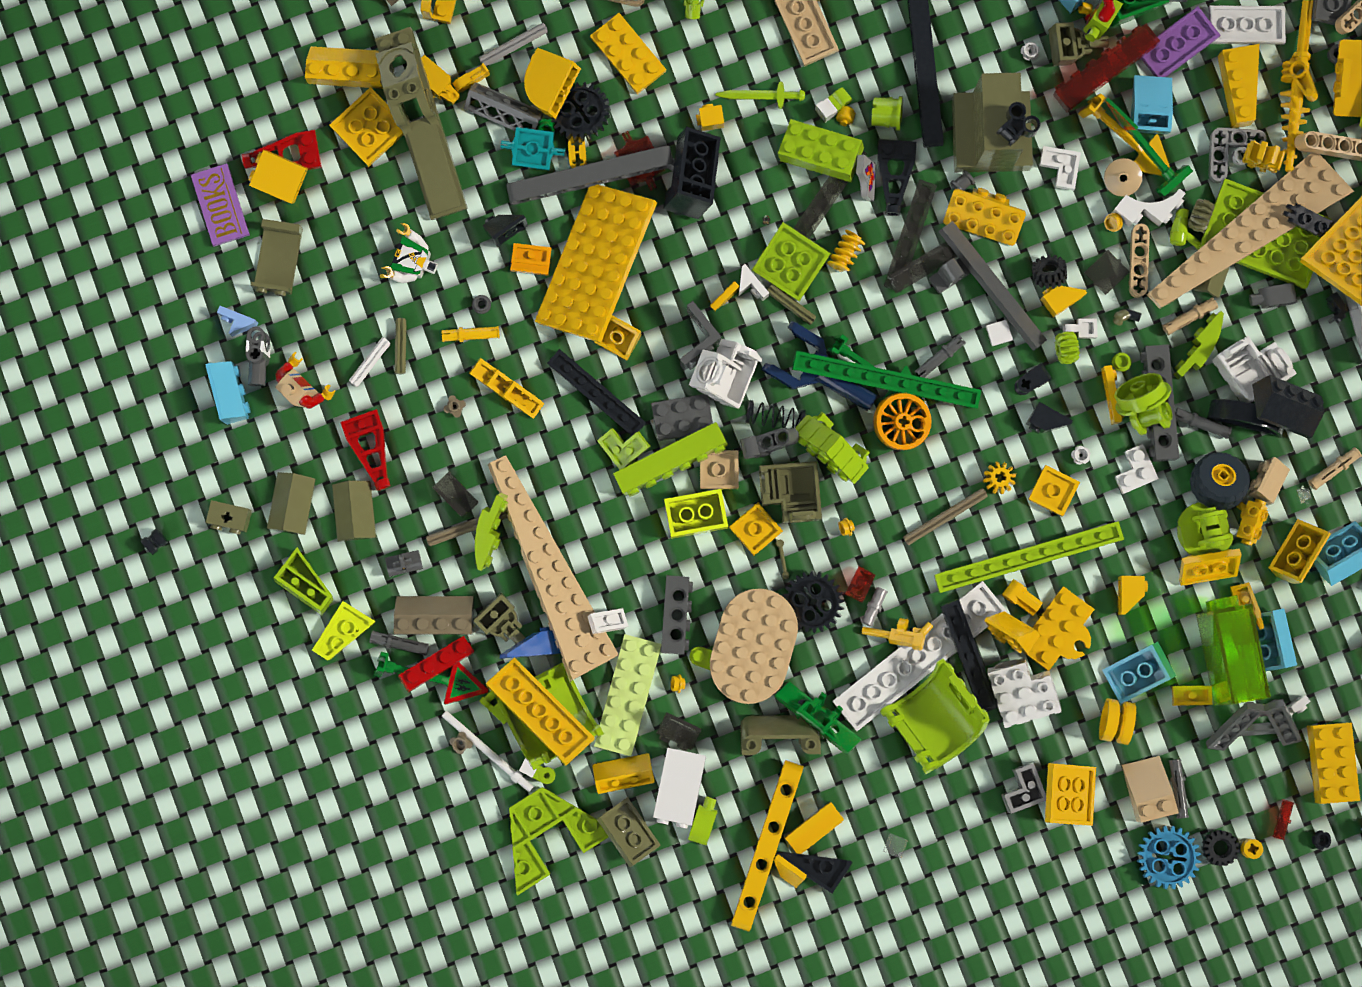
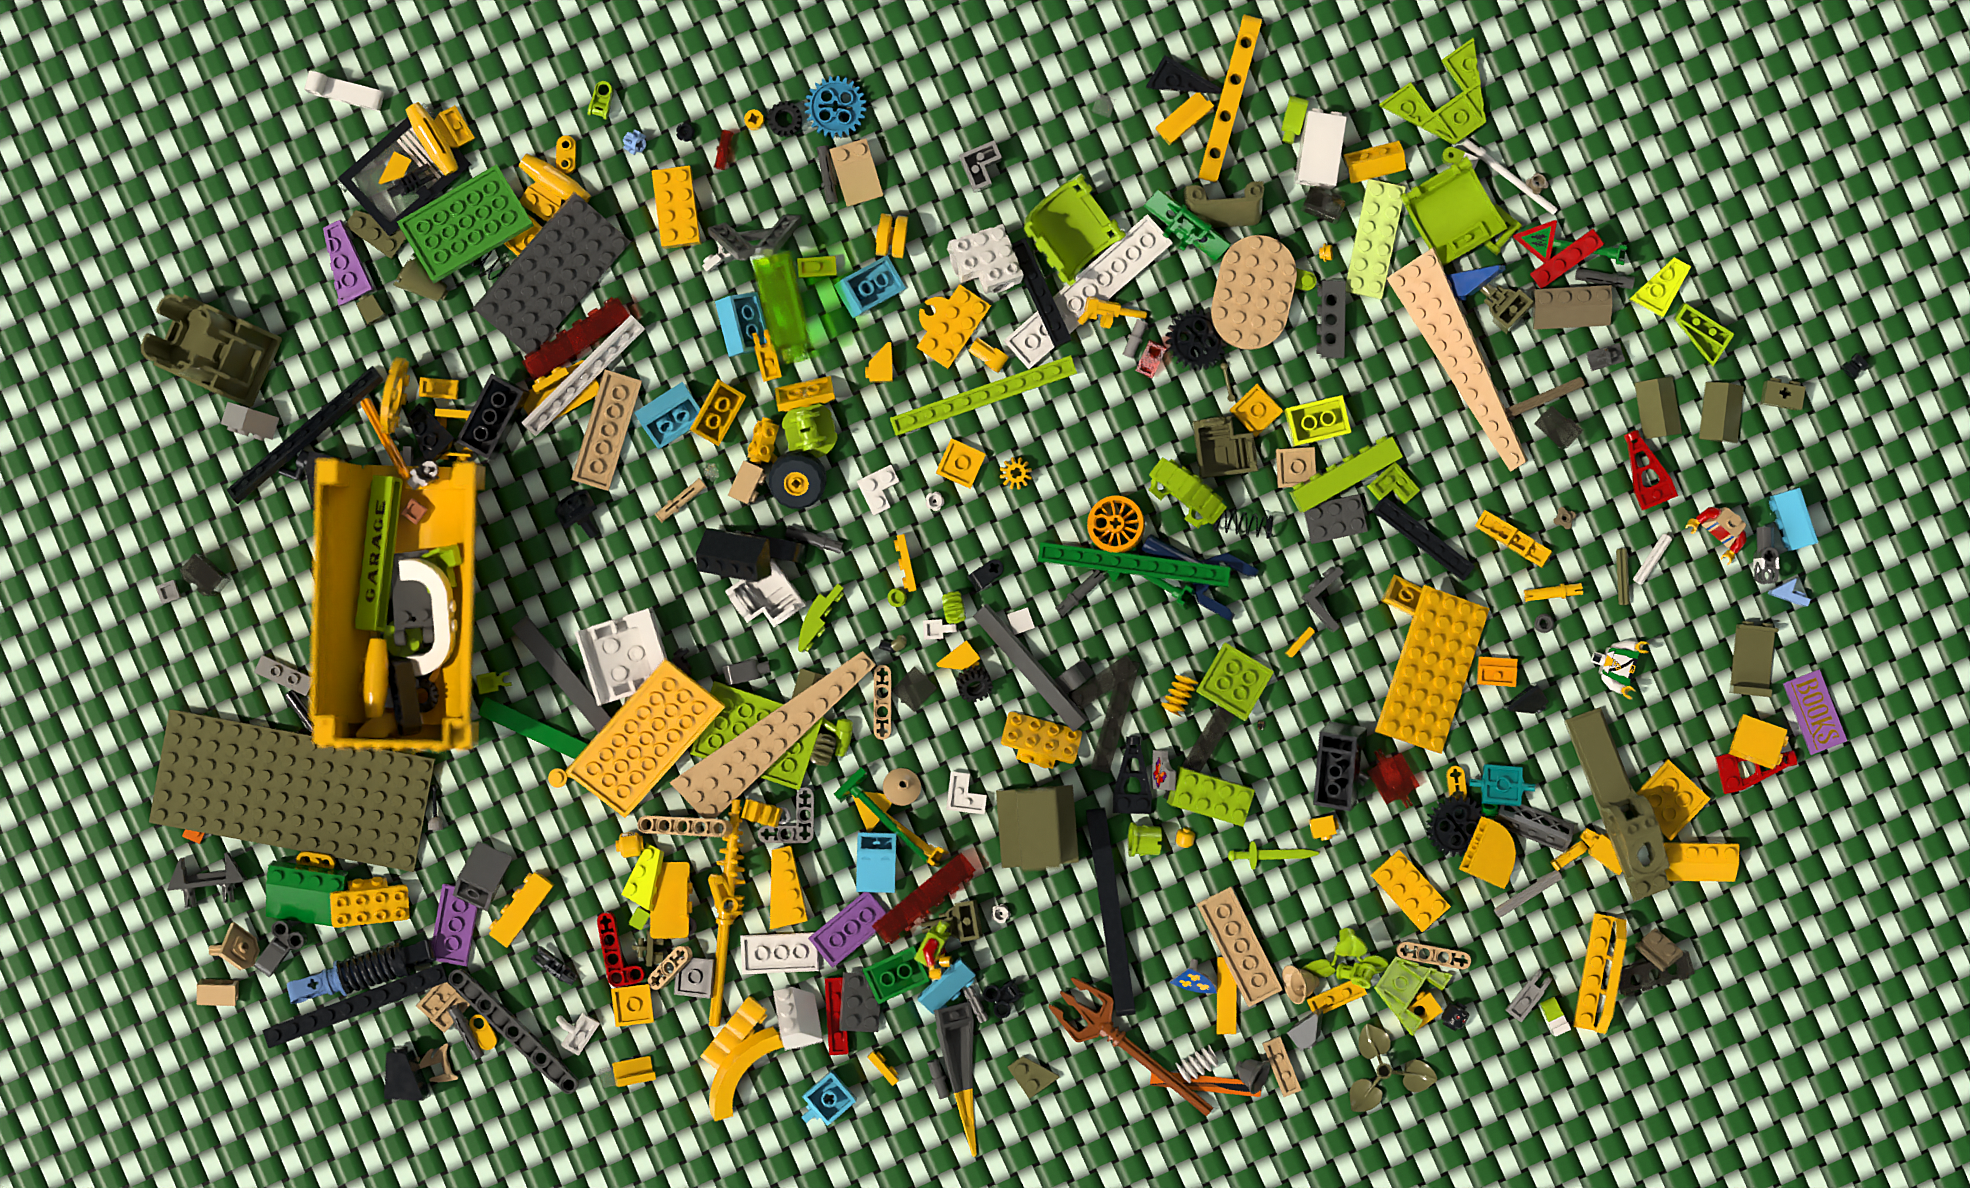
camera: 175 degrees right, 5 degrees up
(486, 538) = (1525, 389): lime slope -> none
(540, 711) = (1463, 213): yellow plate -> none
(590, 175) = (1443, 759): dark grey beam -> none
(607, 621) = (1399, 309): white plate -> none
(628, 832) = (1367, 104): olive plate -> none
(726, 372) = (1295, 561): white piece -> none
(749, 280) = (1276, 661): white slope -> none
(760, 445) = (1250, 494): dark grey piece -> none
(789, 872) = (1208, 74): yellow tile -> none
(791, 304) = (1231, 639): olive axle -> none
(833, 104) = (1198, 847): leg -> none
(846, 527) = (1166, 416): yellow plate -> none
(945, 516) = (1067, 432): dark tan axle -> none
(963, 181) = (1064, 772): dark grey bush -> none
(1013, 631) = (1000, 318): yellow slope -> none
(1015, 126) = (1025, 812): black piece -> none
(1046, 419) = (971, 534): black slope -> none
(1070, 794) = (935, 162): yellow plate -> none
(1113, 222) = (910, 739): yellow plate -> none
(1144, 402) = (877, 553): lime piece -> none
(1157, 212) = (892, 751): white arch -> none
(1170, 451) = (847, 508): dark grey brick -> none
(1196, 313) = (829, 647): tan pin -> none
(1307, 220) = (716, 748): black hinge -> none

